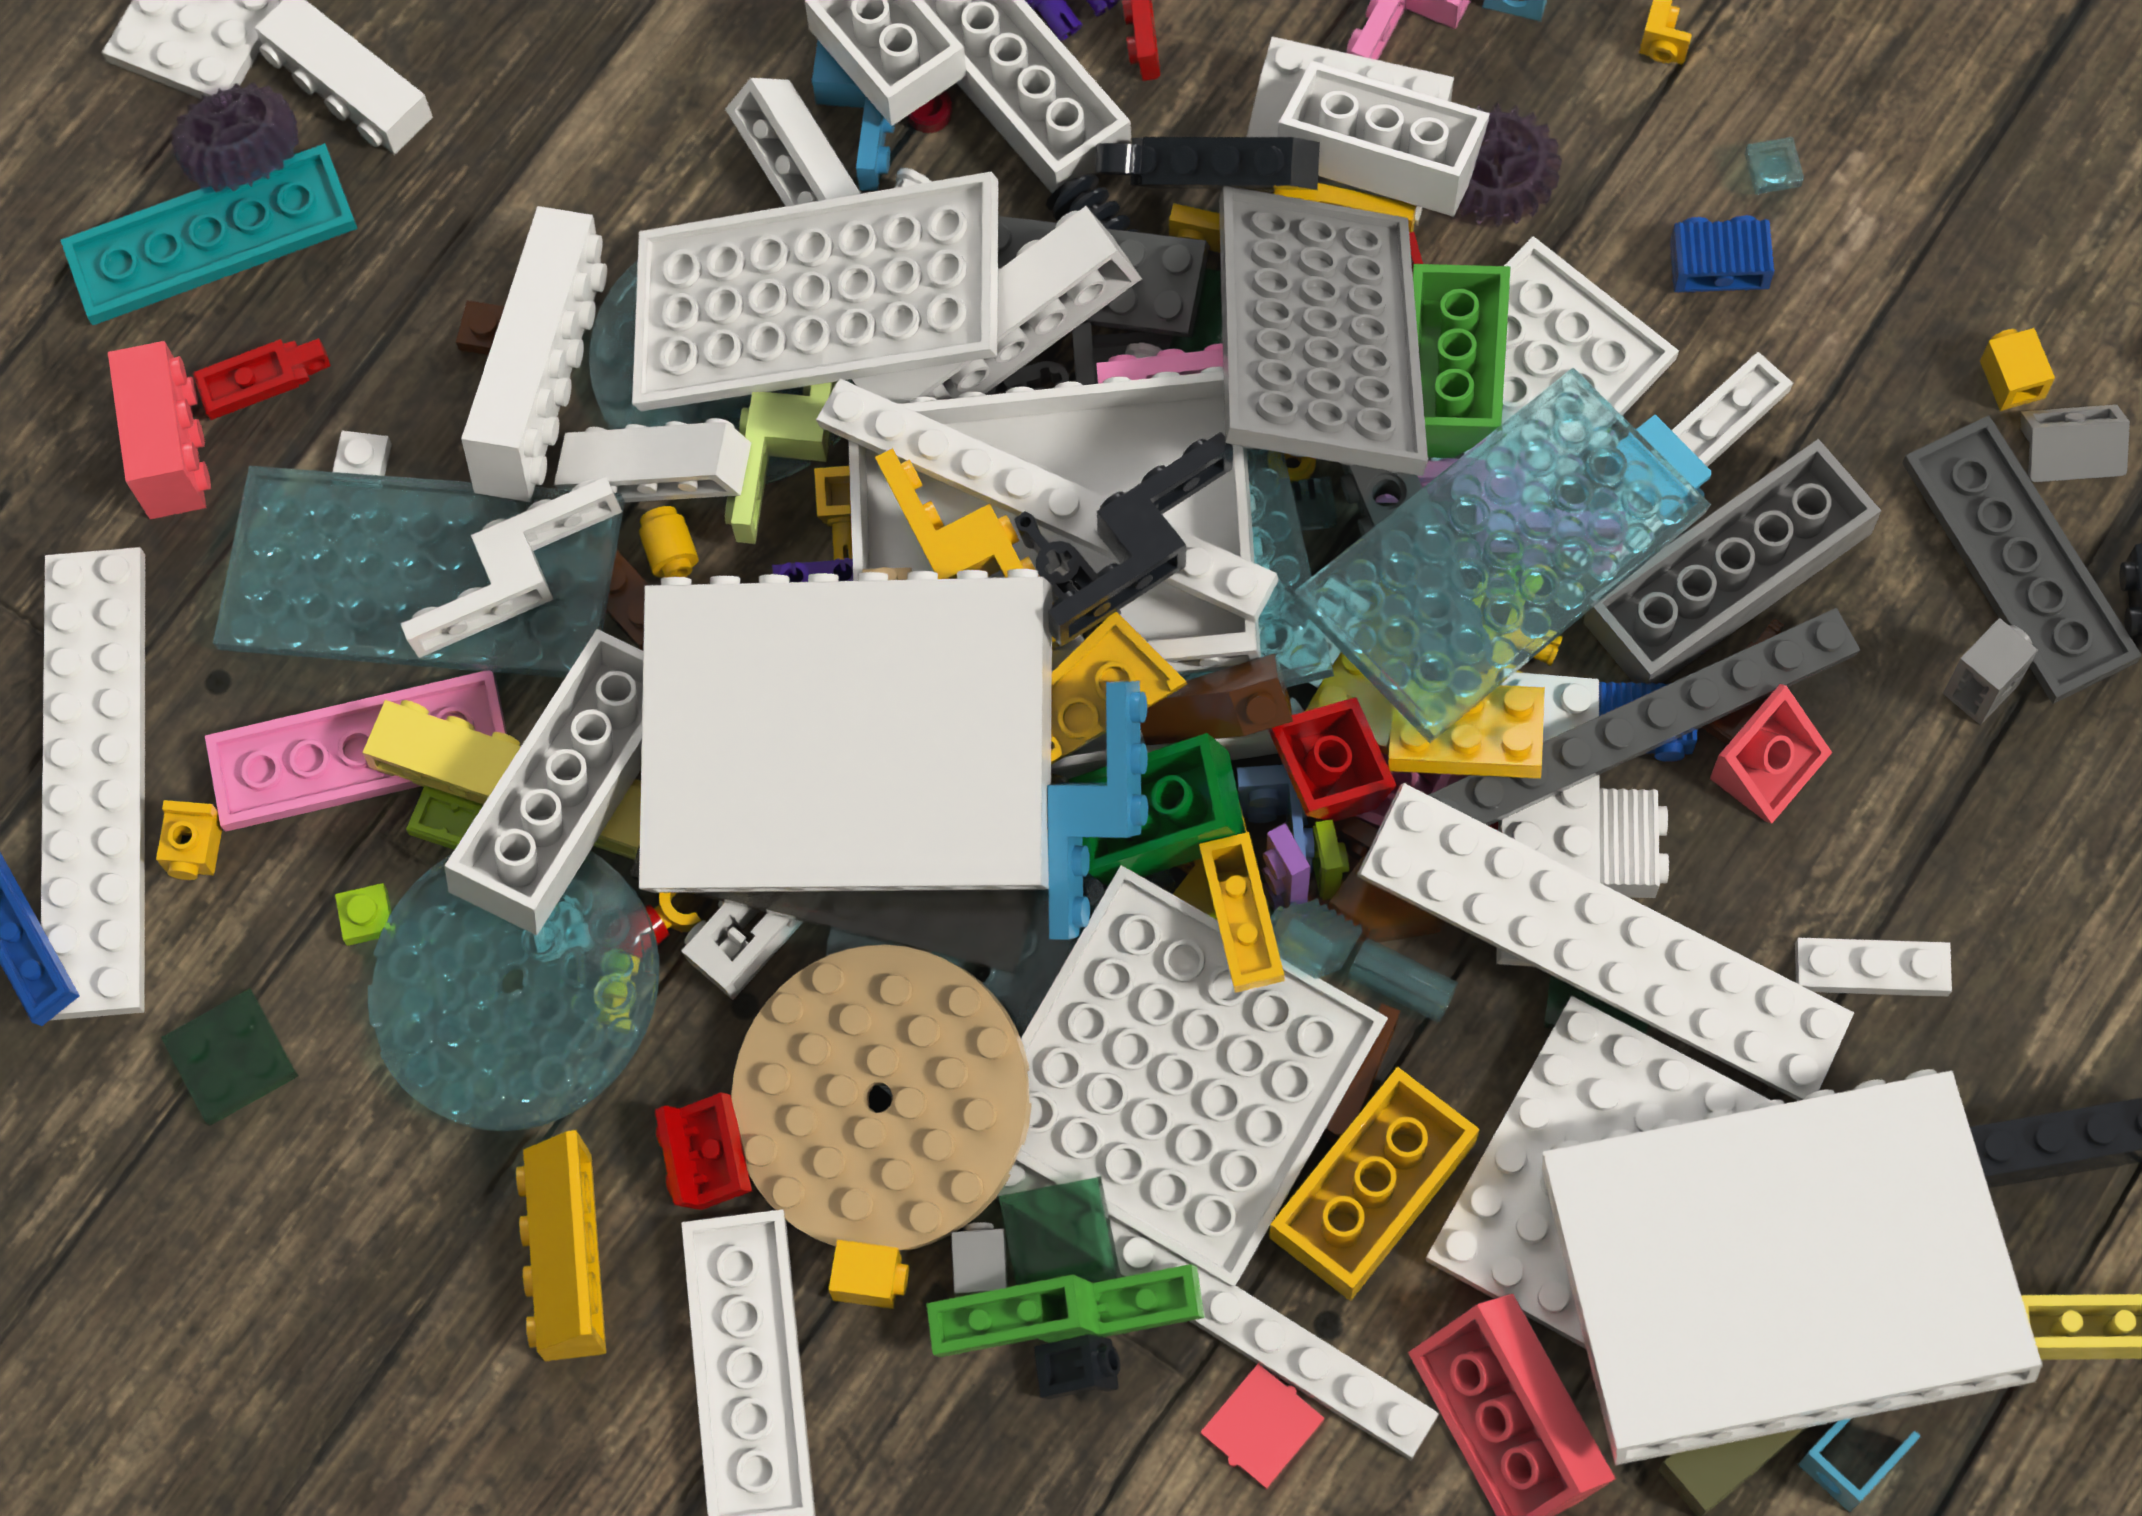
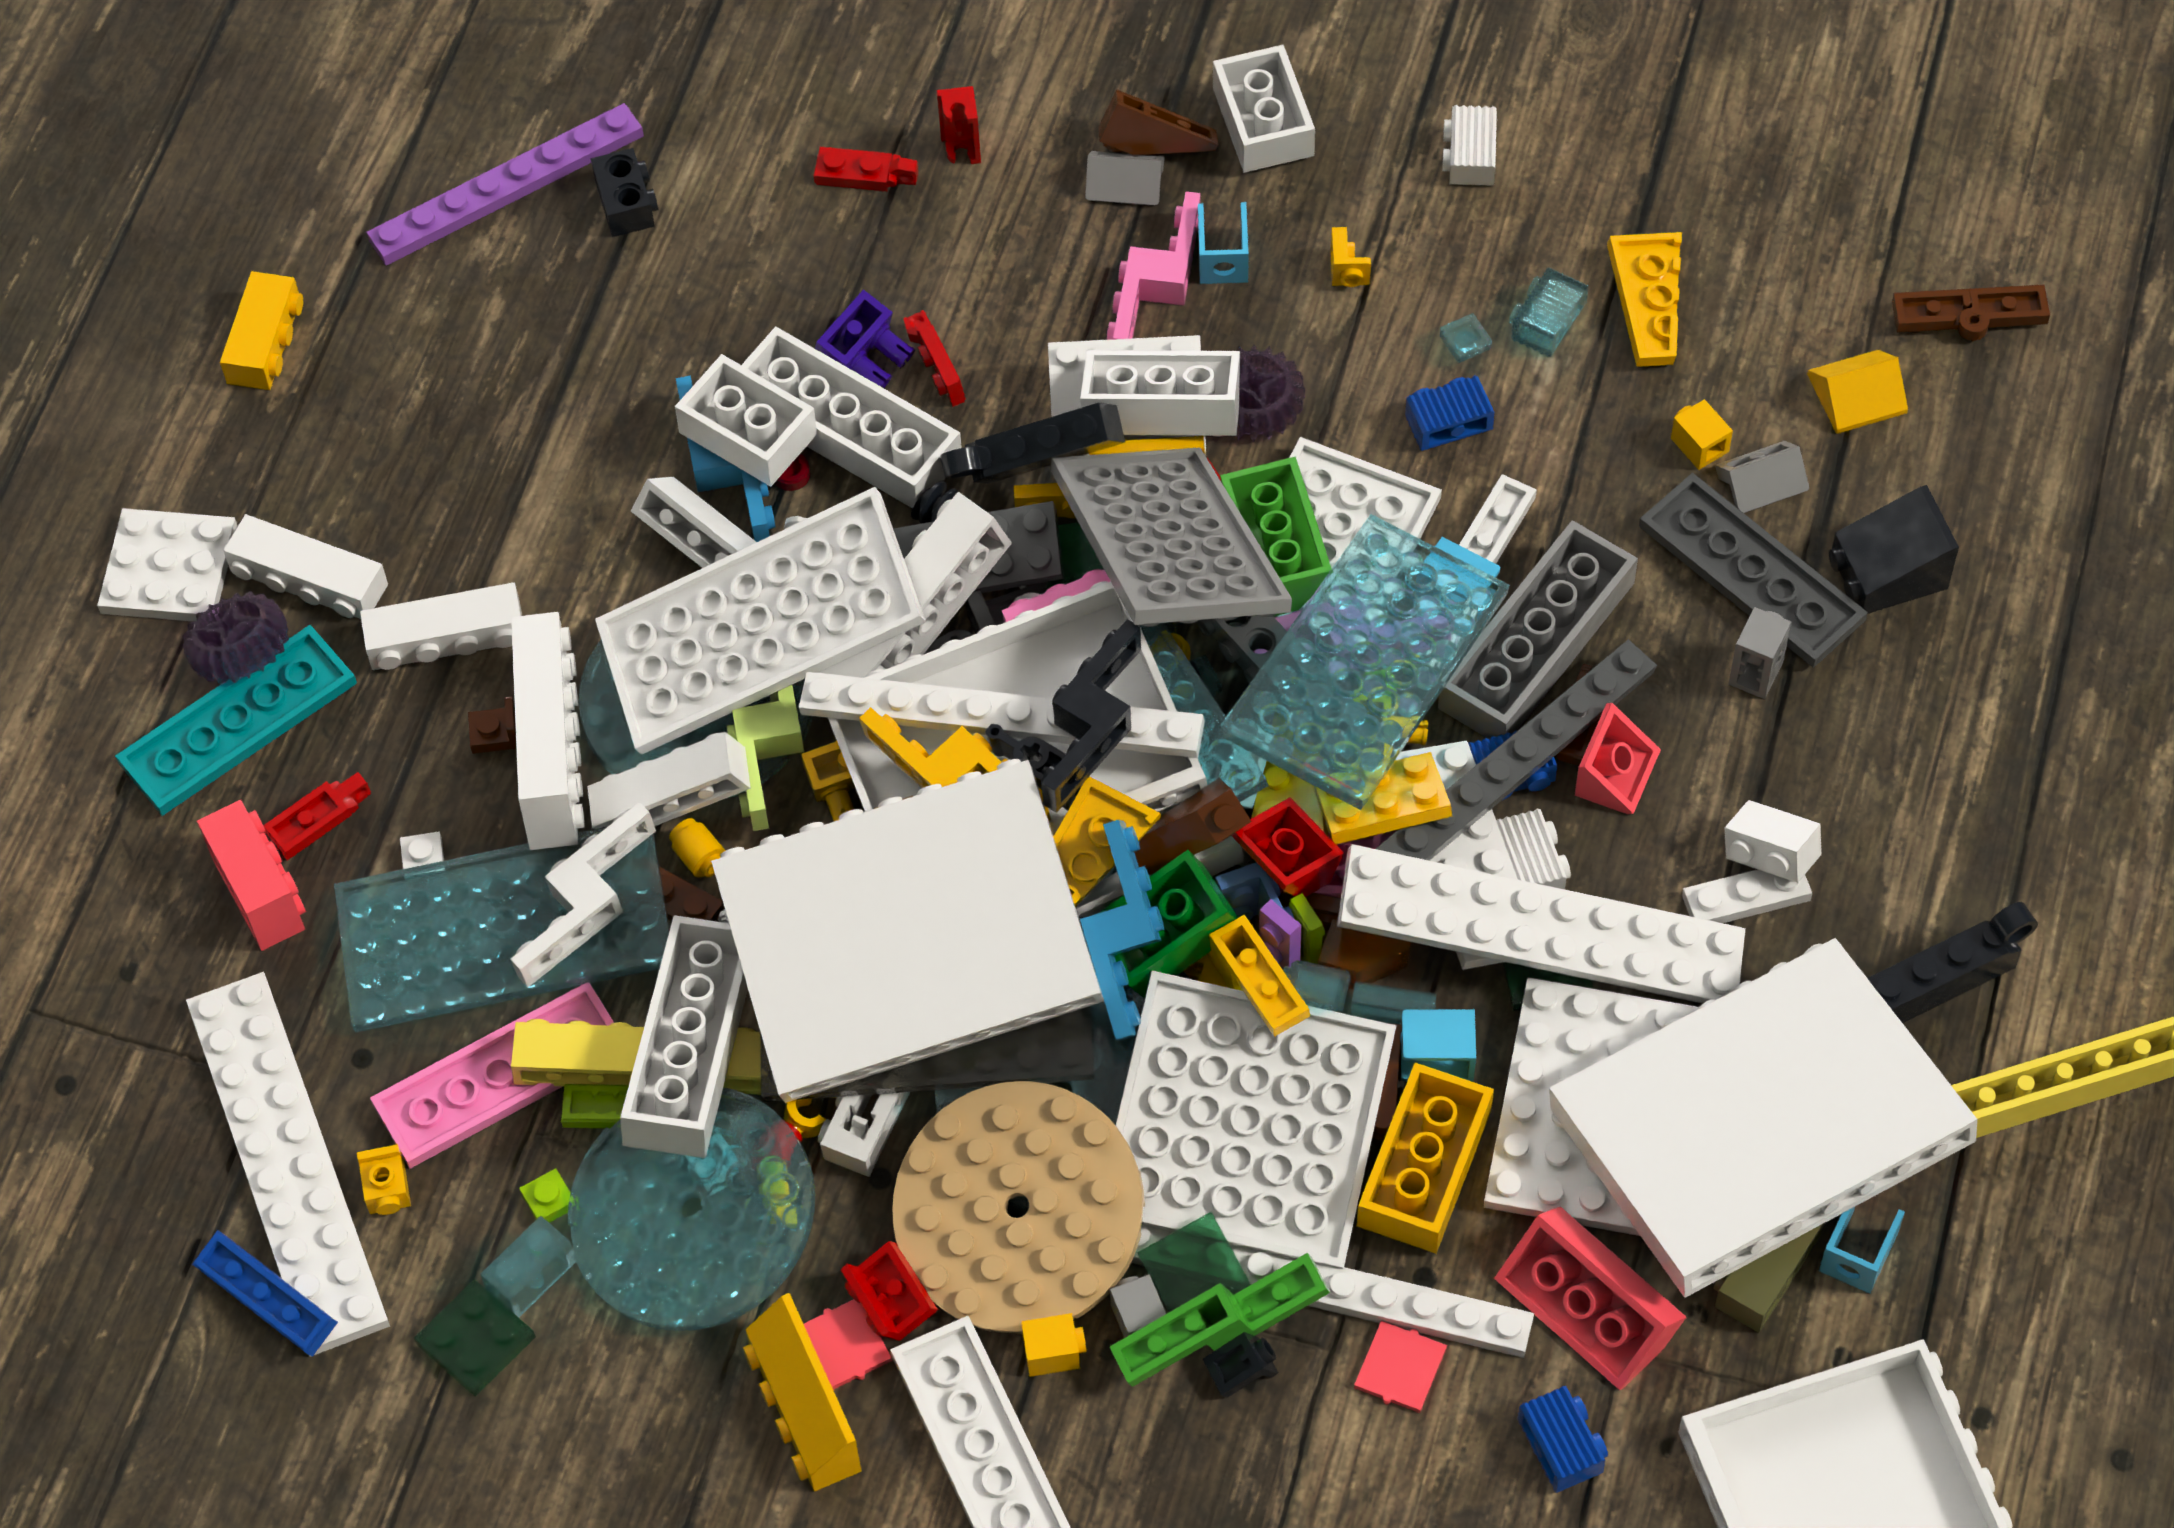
camera: 20 degrees left, 10 degrees down
(310, 995) = (529, 1266): none -> clear light blue brick
(467, 187) = (440, 626): none -> white brick
(633, 1196) = (846, 1343): none -> coral piece
(1437, 1046) = (1439, 1040): none -> medium azure piece
(1885, 160) = (1548, 311): none -> clear light blue brick
(1924, 915) = (1773, 841): none -> white brick
(2015, 169) = (1648, 289): none -> yellow wing

